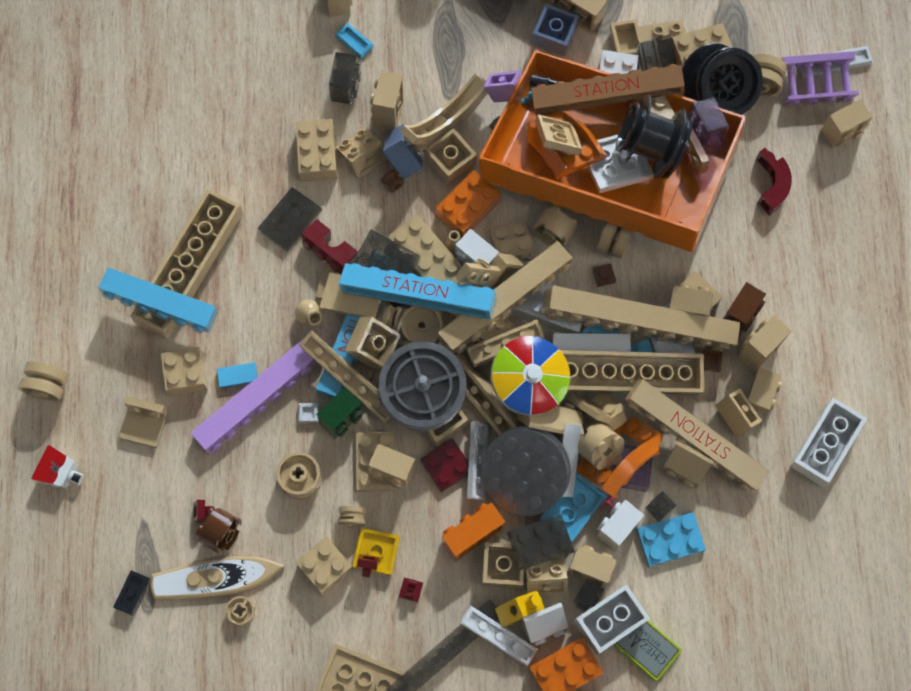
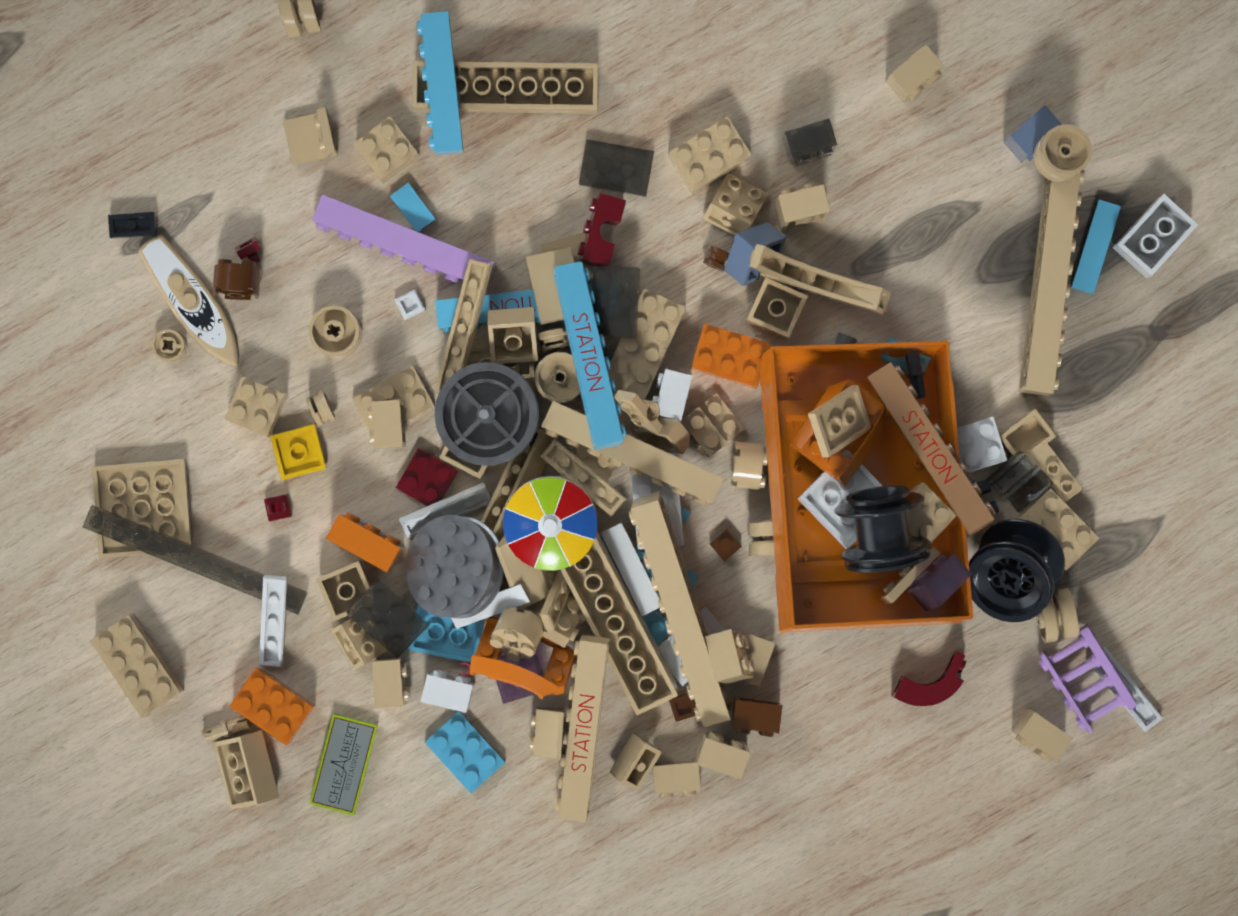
camera: 65 degrees right, 15 degrees up
(56, 470) = (217, 77): torso -> none
(308, 313) = (516, 247): tan piece -> none
(340, 413) = (420, 339): dark green brick -> none
(354, 40) = (868, 125): medium azure tile -> none
(367, 563) = (278, 451): dark red tile -> none
(452, 240) = (674, 367): tan cone -> none
(501, 85) = (881, 326): lavender slope -> none
(525, 605) = (312, 634): yellow torso -> none
(545, 624) = (307, 662): white slope -> none
(555, 29) = (995, 349): sand blue brick -> none
(587, 595) = (359, 693): clear smoke brick -> none
(611, 619) = (344, 729): white brick -> none
(660, 506) = (492, 725): clear smoke brick -> none
(828, 442) = (650, 872): white brick -> none

